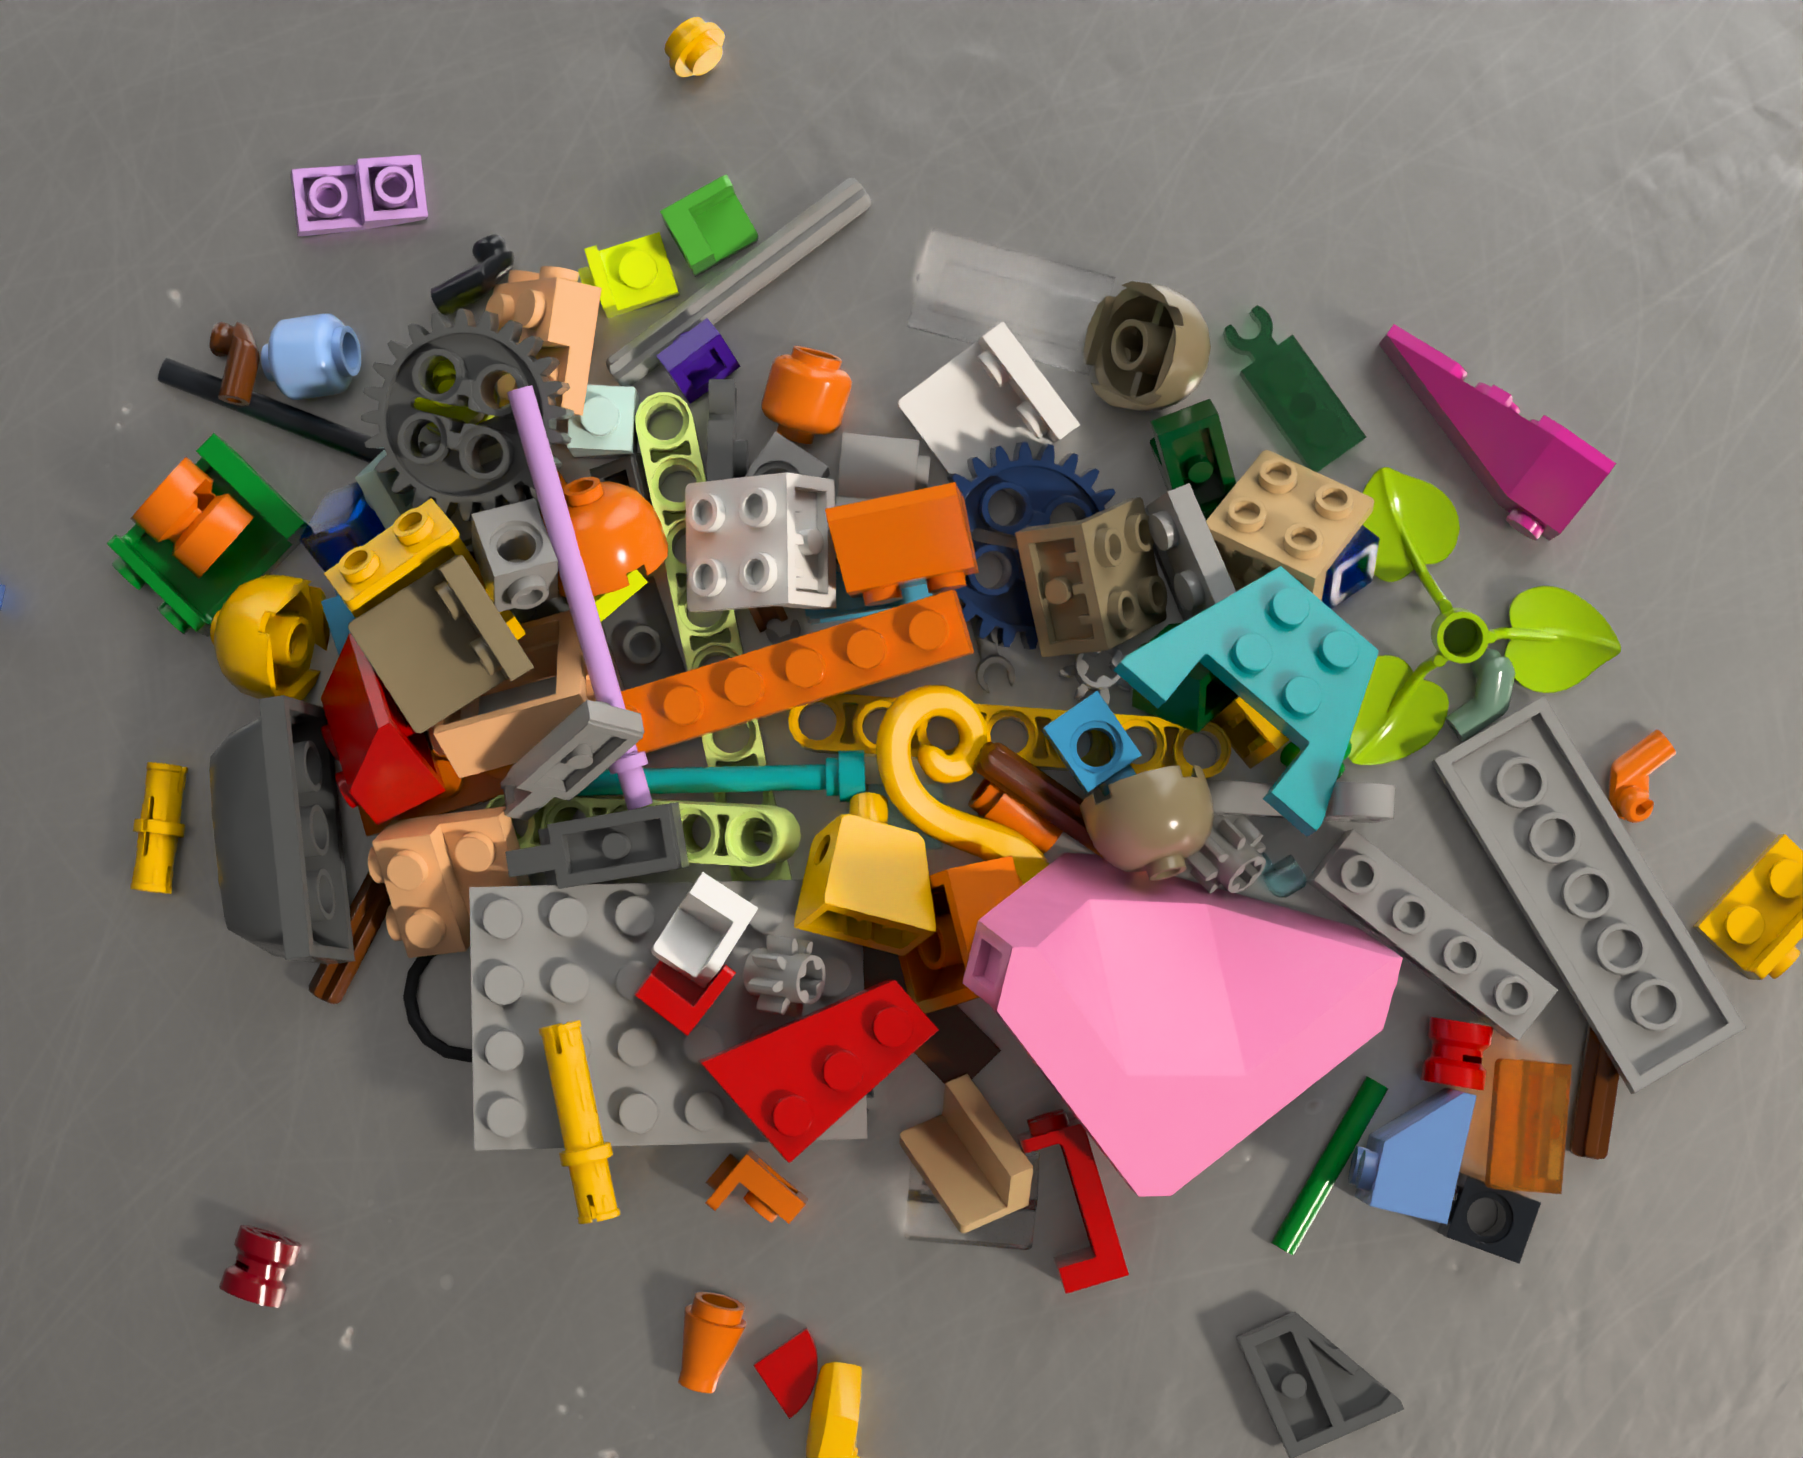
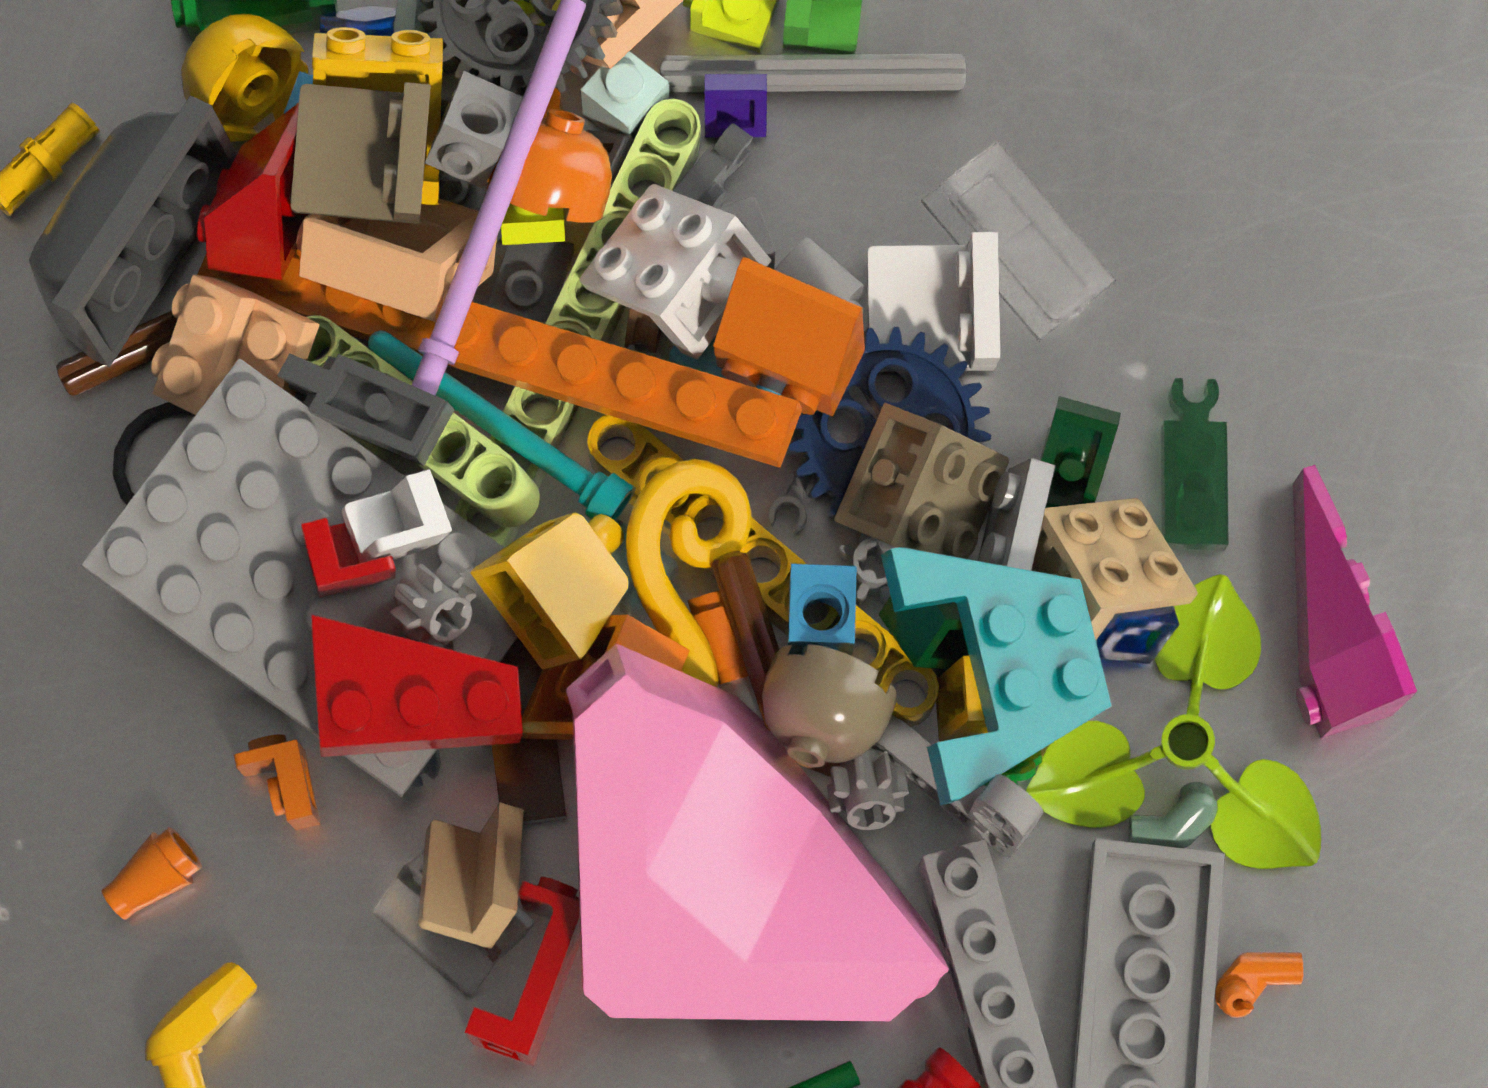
camera: 30 degrees right, 10 degrees down
(570, 757) = (396, 310): light grey hinge -> none
(579, 1122) = (180, 599): yellow pin -> none
(791, 1371) = (198, 951): red tile -> none
(806, 394) = (801, 190): orange head -> none
(1147, 347) = (1101, 343): dark tan cylinder -> none
(1283, 877) = (901, 847): clear light blue hand -> none

